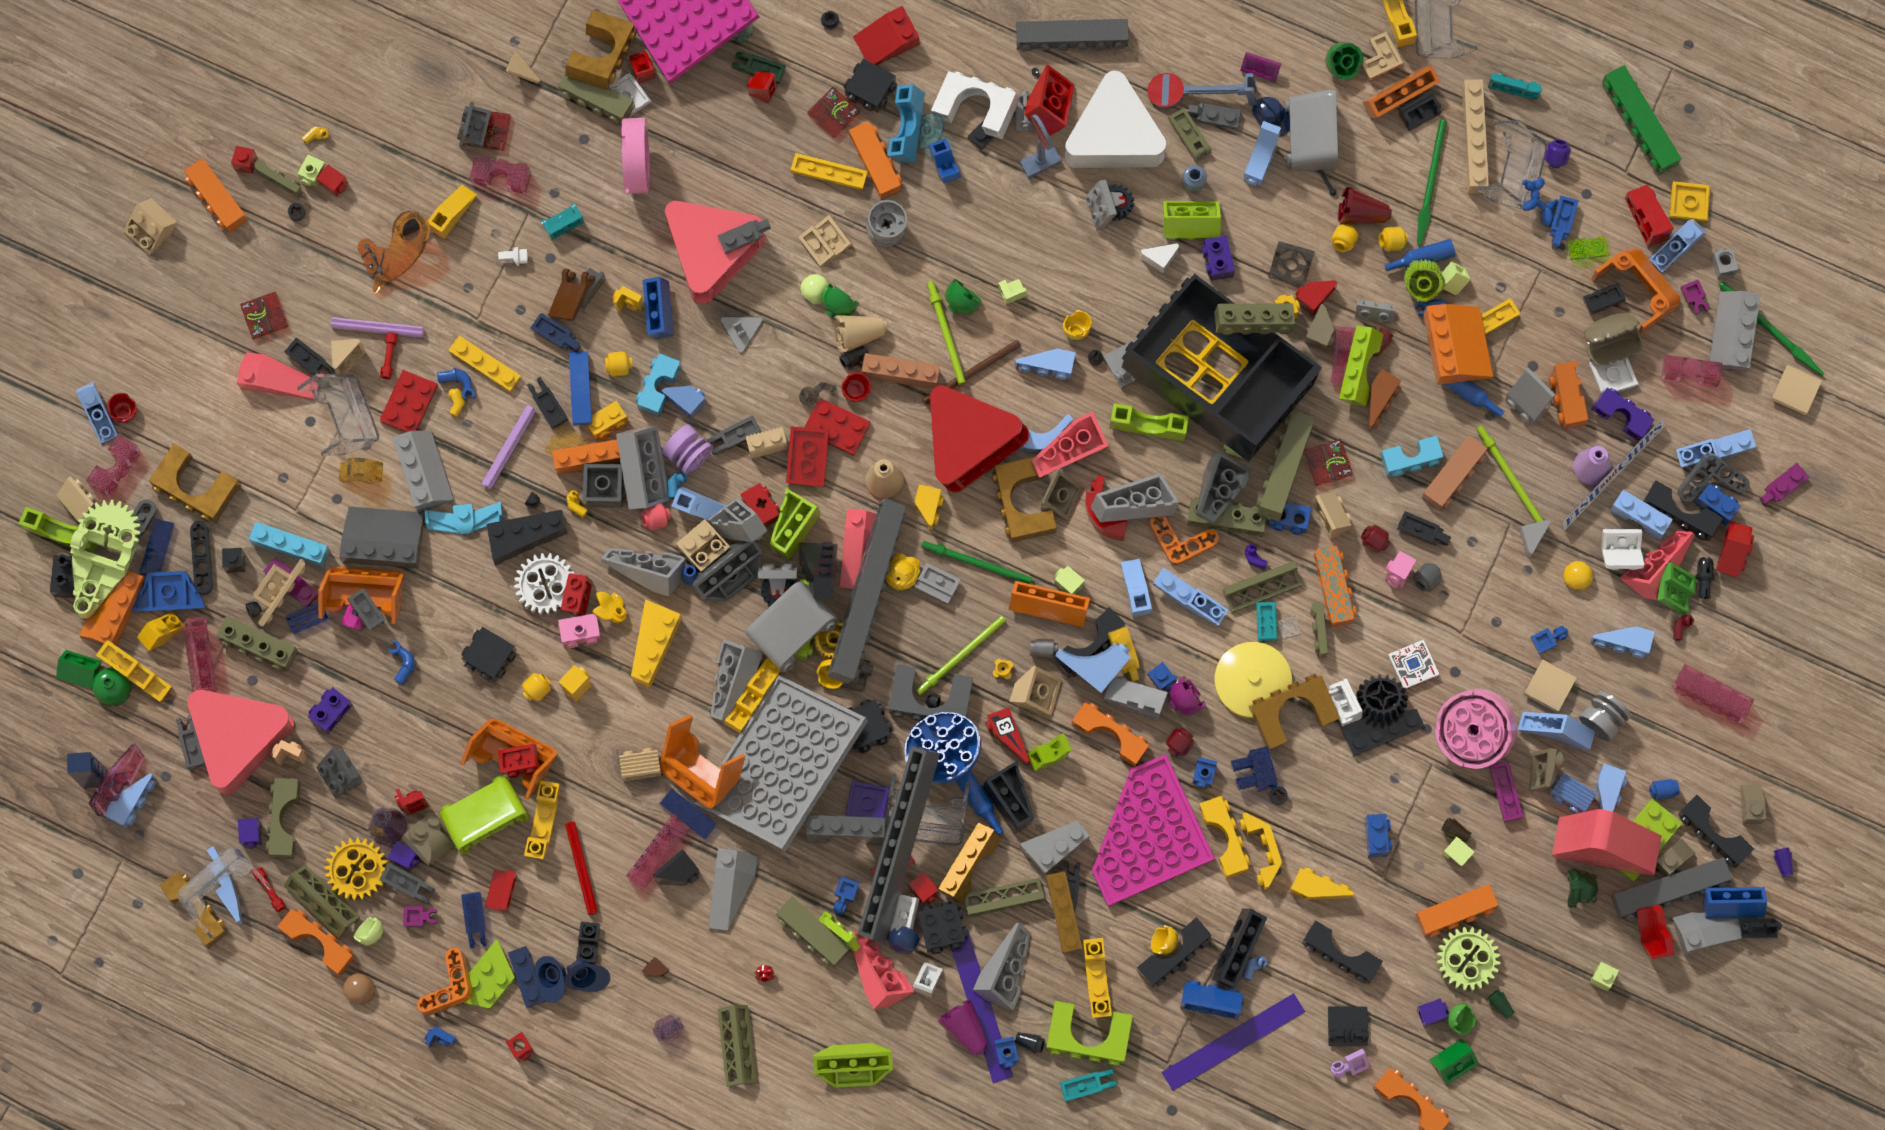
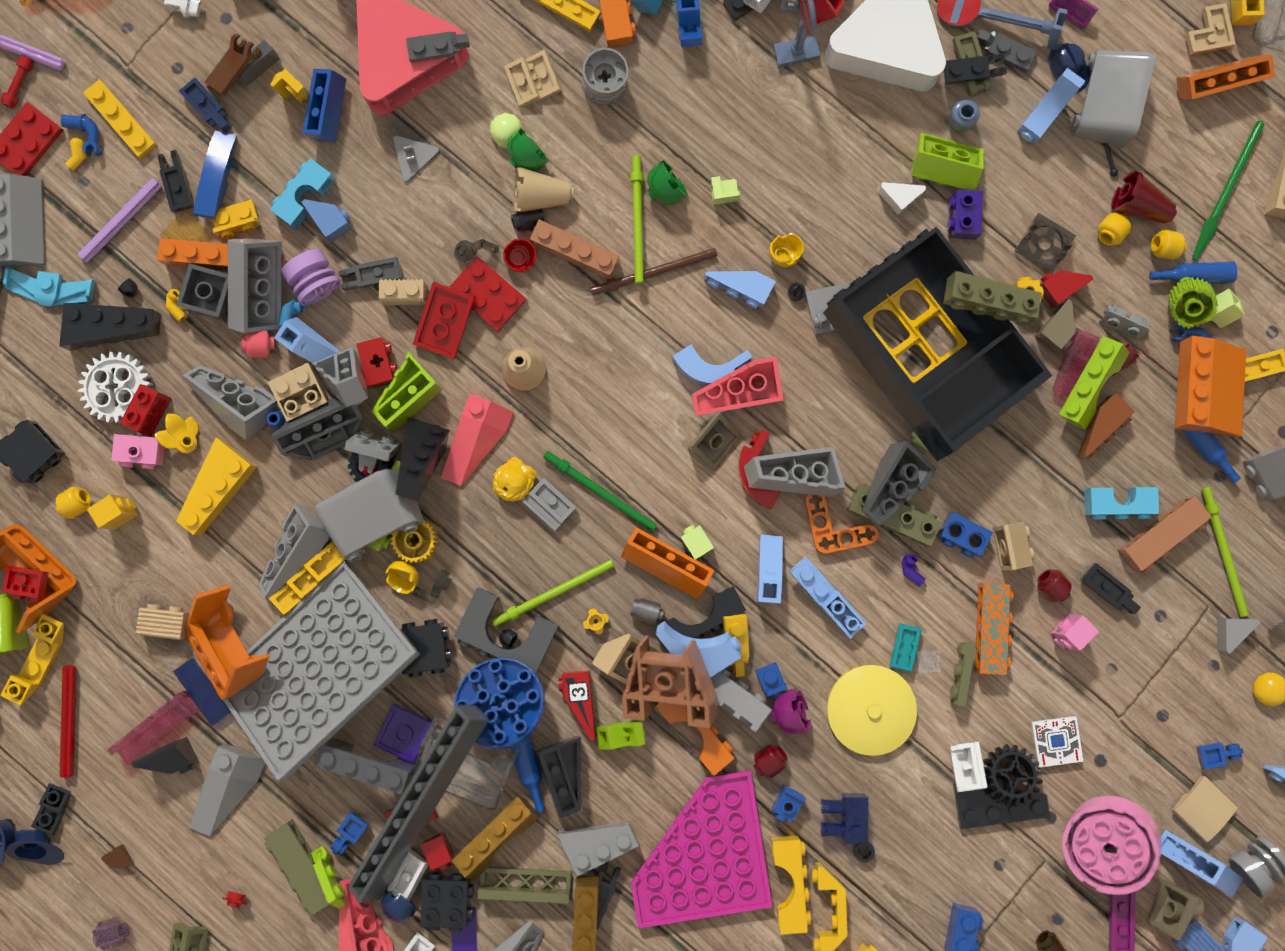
camera: 15 degrees right, 10 degrees up
(618, 364) = (263, 158): yellow head -> none
(866, 591) = (463, 497): dark grey brick -> none
(927, 504) = (563, 409): yellow slope -> none
(970, 437) = (629, 348): red brick -> none
(1020, 525) = (658, 462): pearl gold arch -> none
(1078, 690) = (670, 680): none -> nougat wedge
(1108, 203) = (859, 119): light grey plate -> none
(1130, 420) = (851, 392): lime arch -> none
(1190, 139) = (973, 69): none -> black hinge
(1259, 580) = (913, 598): olive fence -> none
(1267, 710) = (879, 754): pearl gold arch -> none
(1286, 465) = (977, 477): olive brick -> none
(1328, 462) = (1024, 482): clear red tile -> none
(1344, 60) = (1171, 23): green cylinder -> none
(1420, 110) = (1239, 104): black hinge -> none
(1427, 577) = (1102, 647): dark grey head -> none

